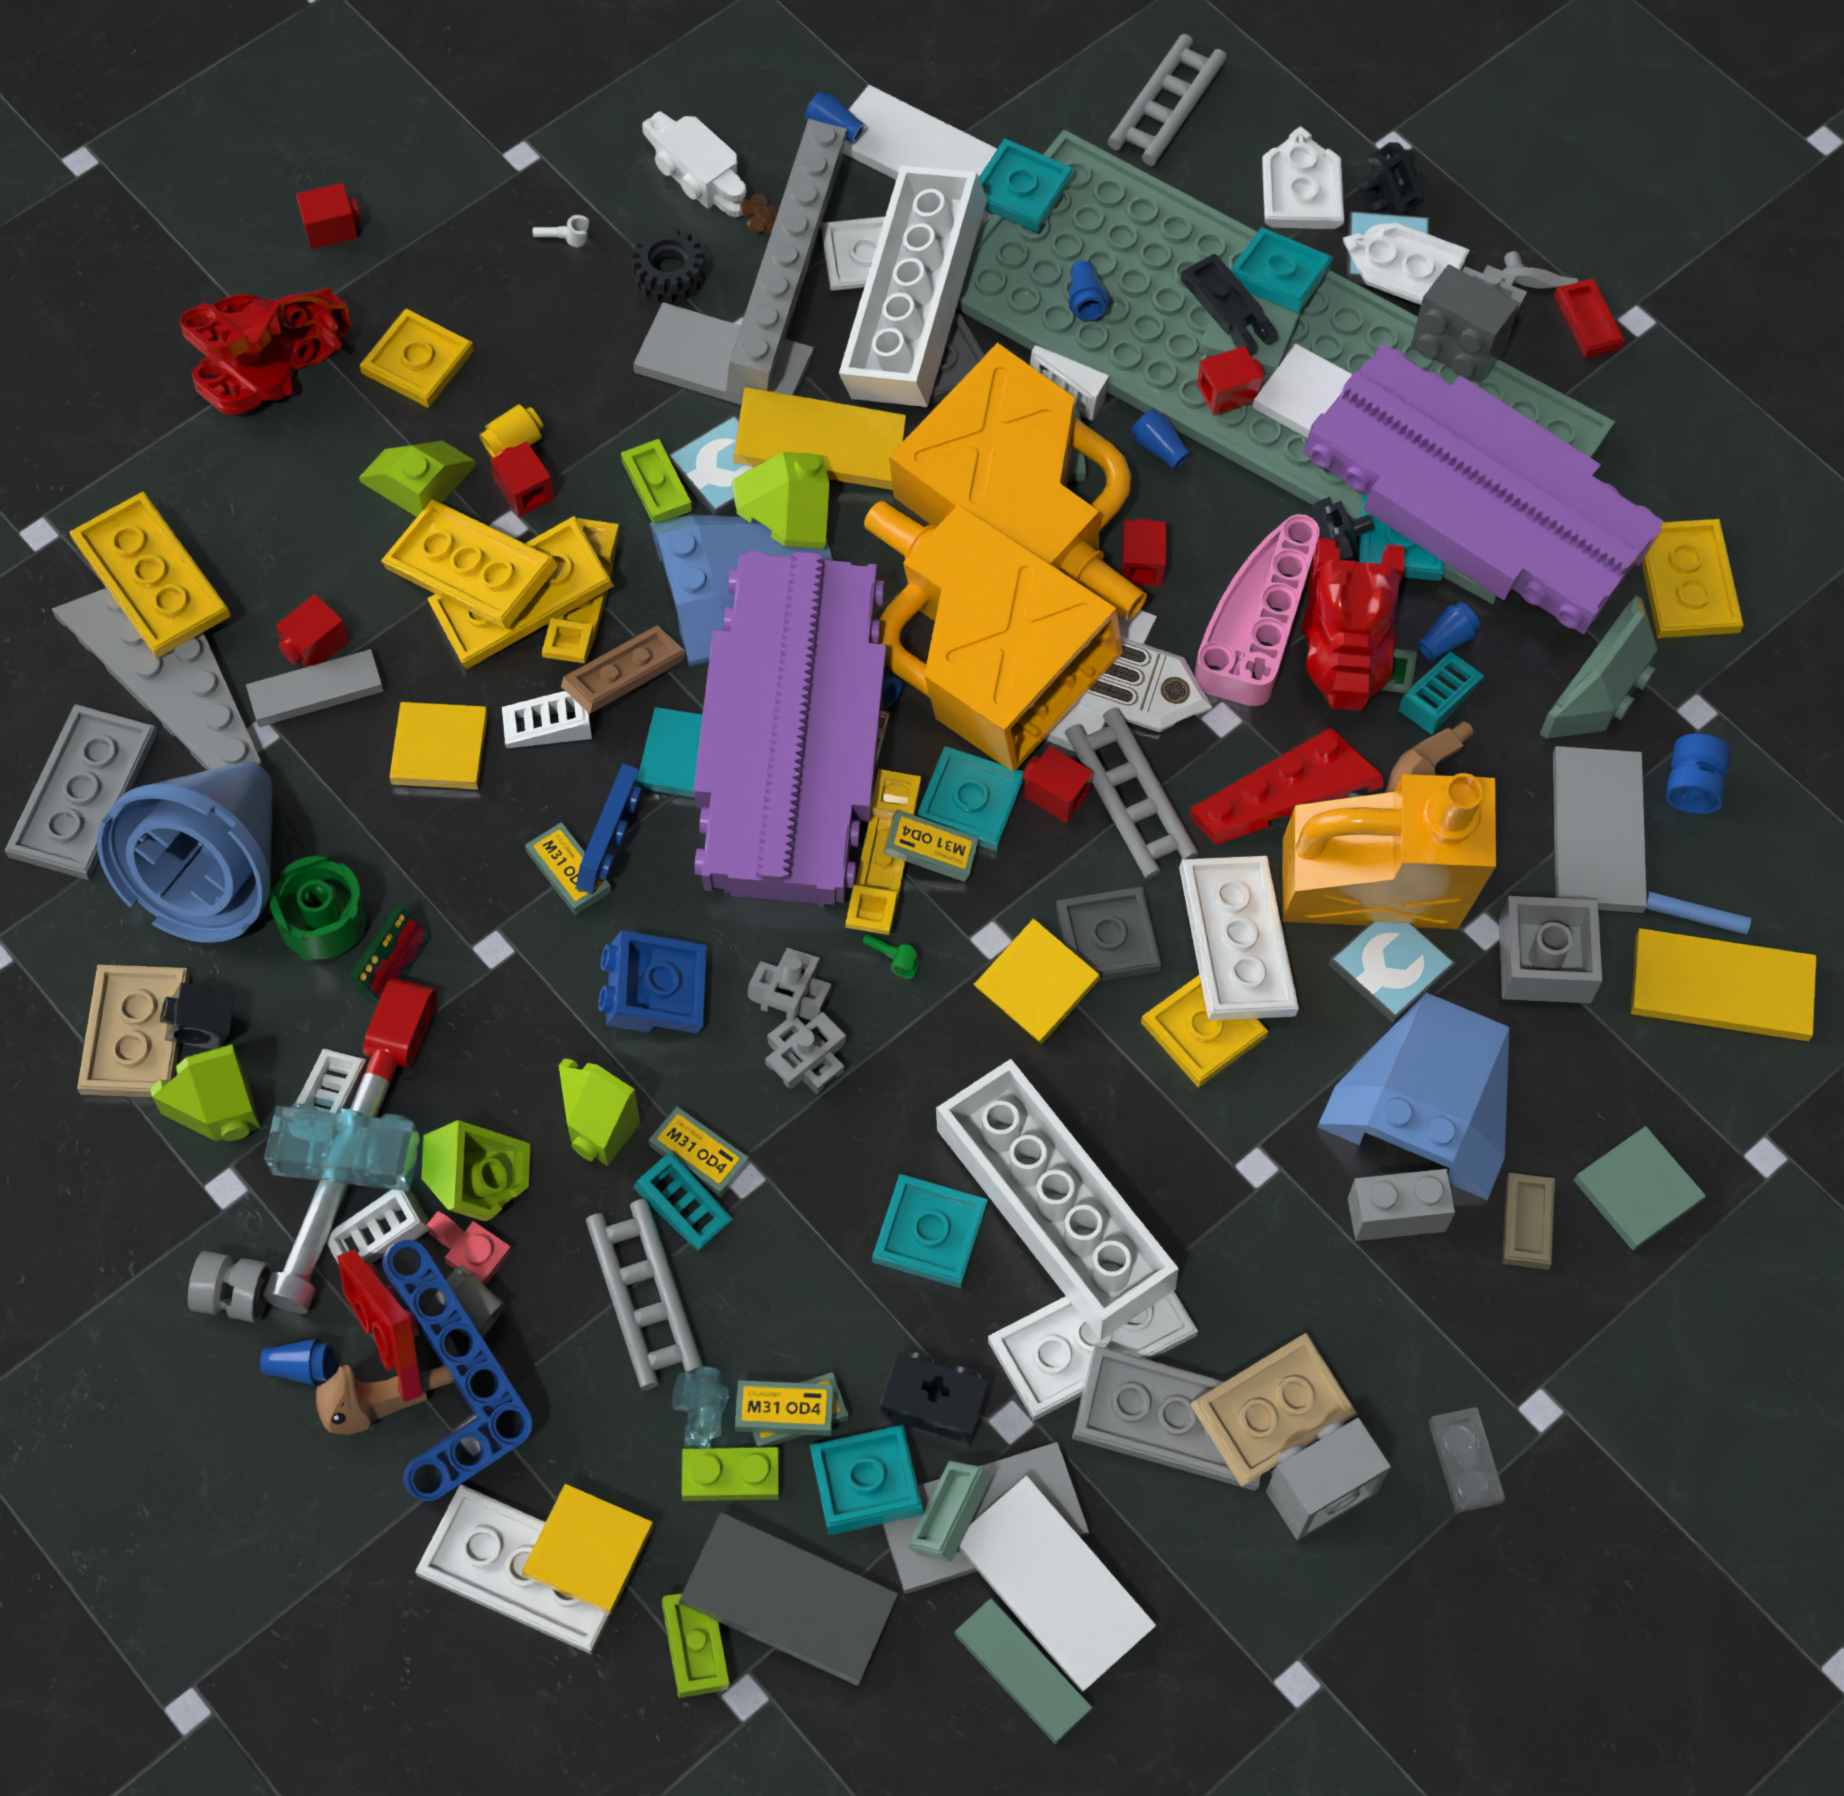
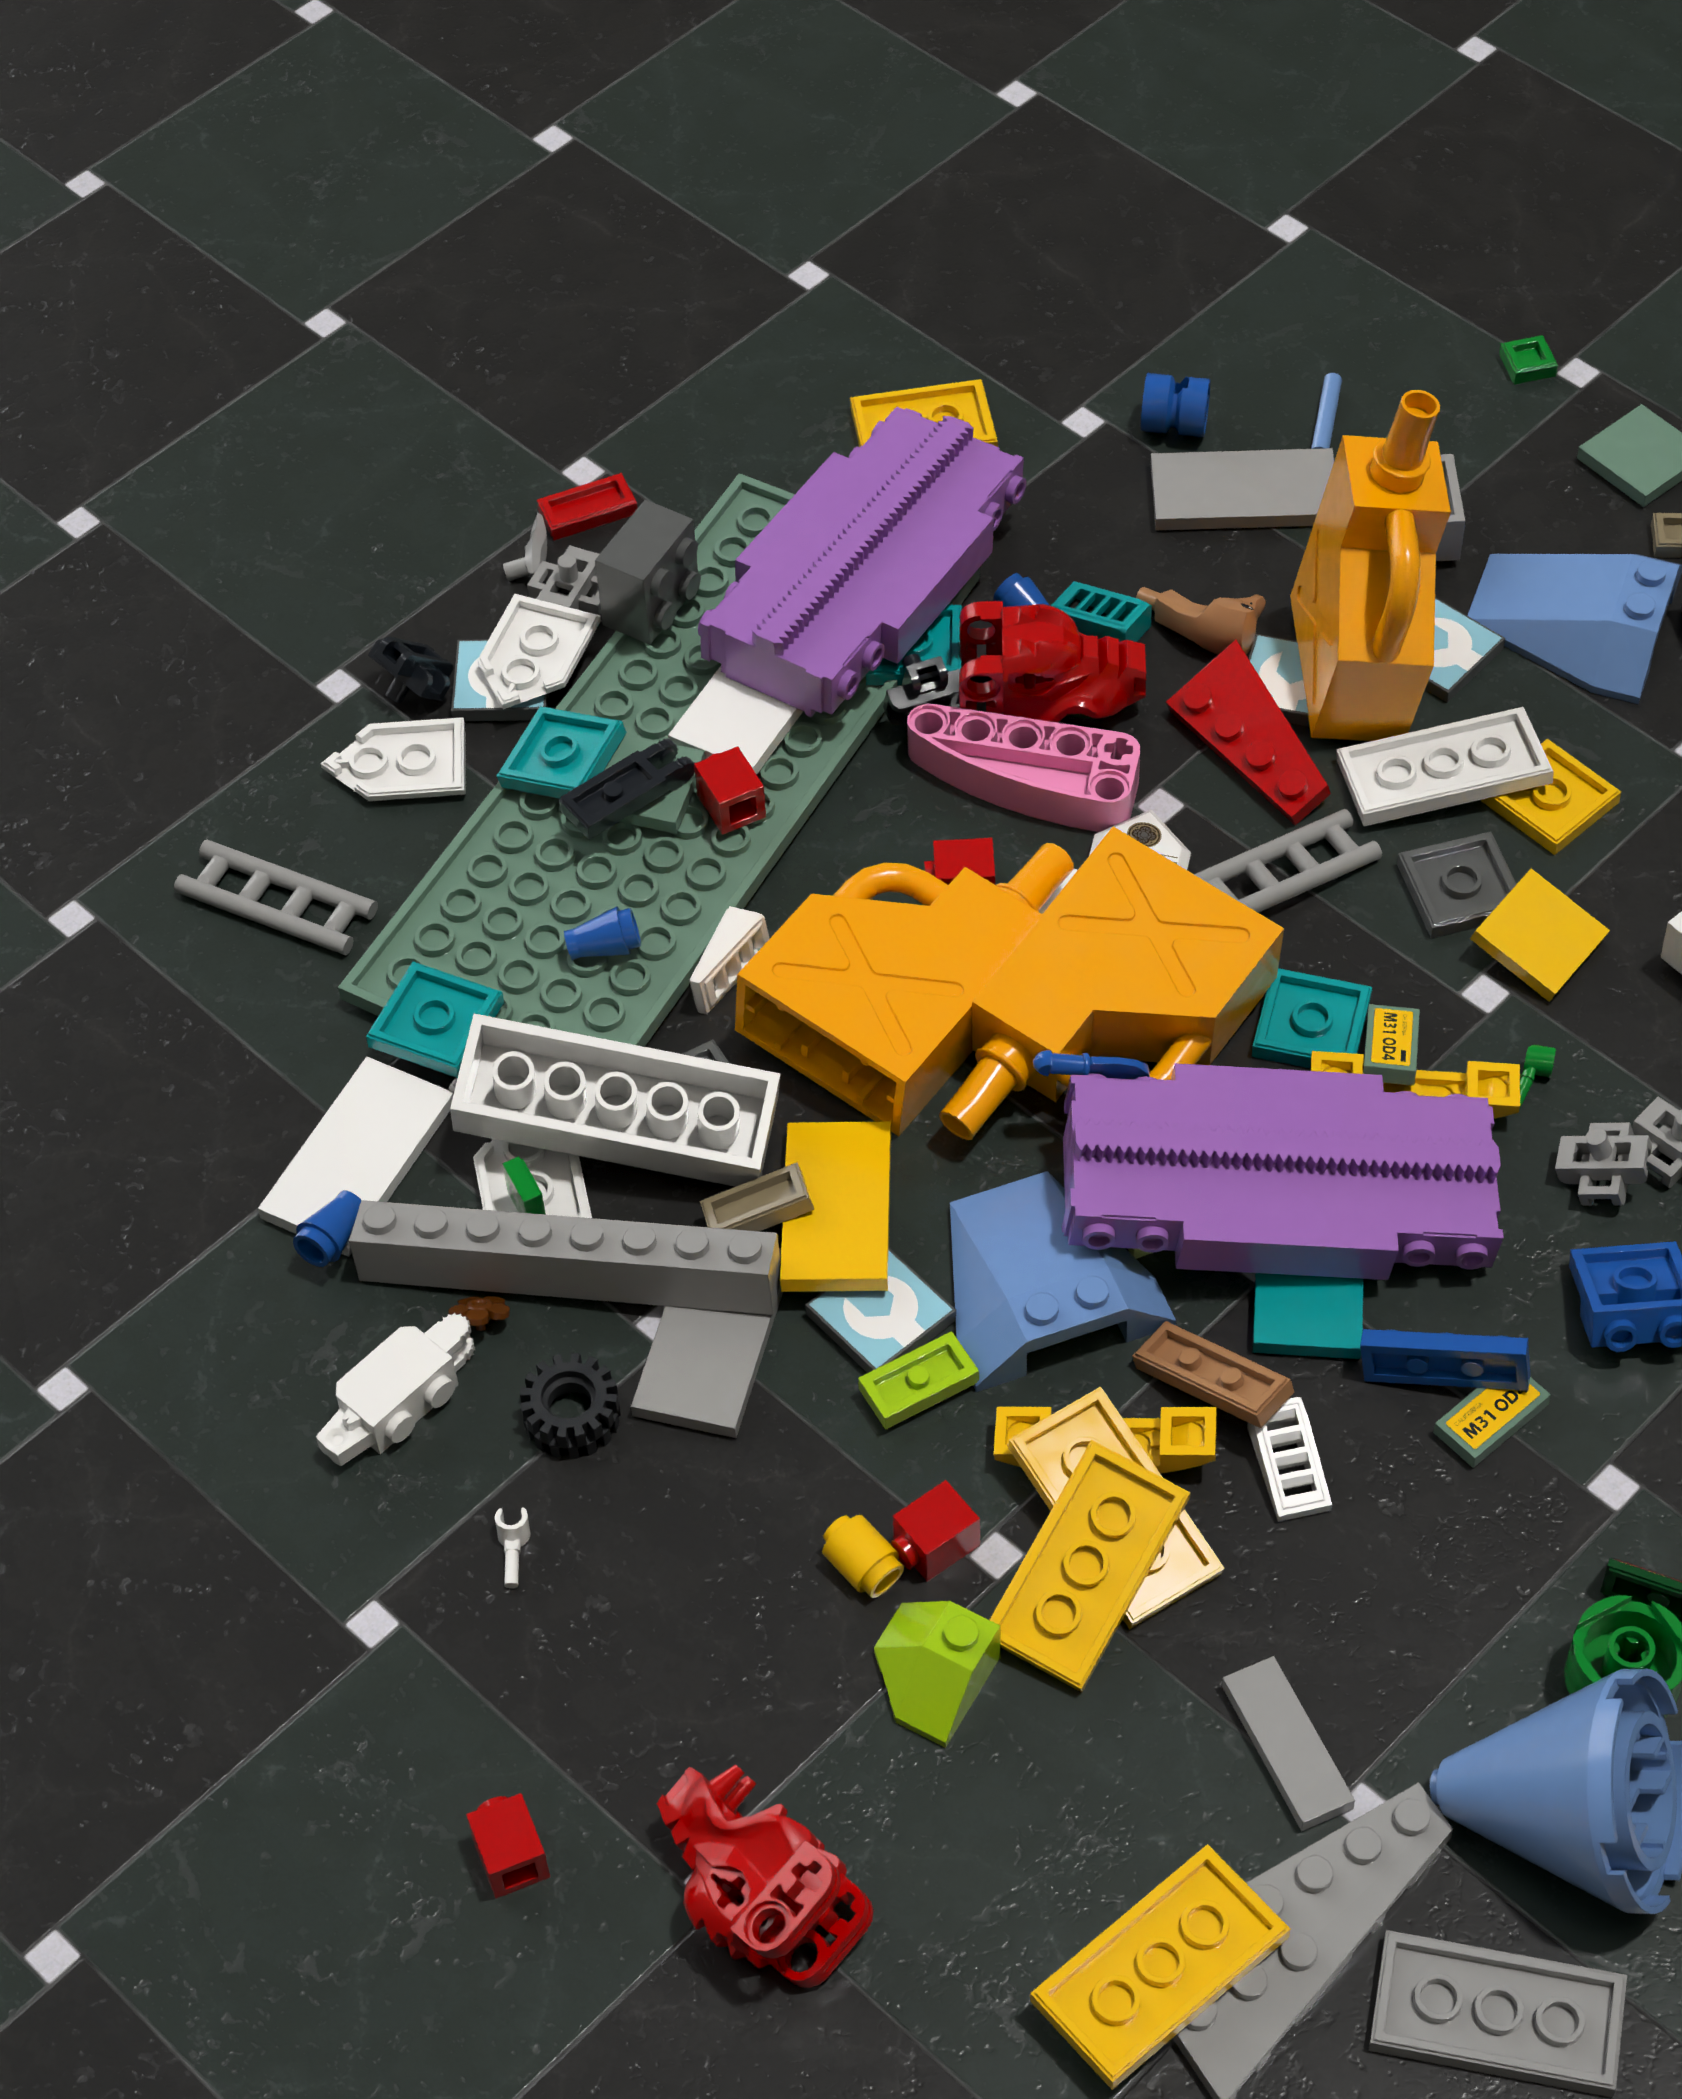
camera: 90 degrees left, 10 degrees down
(311, 633) = (1215, 1749): red brick -> none
(417, 358) = (738, 1700): yellow tile -> none
(438, 745) = (1347, 1581): yellow tile -> none
(787, 497) = (943, 1219): lime slope -> none
(819, 381) = (760, 1201): none -> dark tan tile
(846, 232) = (523, 1187): none -> green tile
(890, 579) = (1069, 1064): none -> blue piece
(1057, 783) = (1302, 926): red brick -> none
(1160, 438) = (794, 871): blue cone -> none
(1607, 678) = (1070, 473): sand green wedge -> none
(1723, 984) = (1395, 363): yellow tile -> none
(1778, 1108) = (1528, 359): none -> green tile

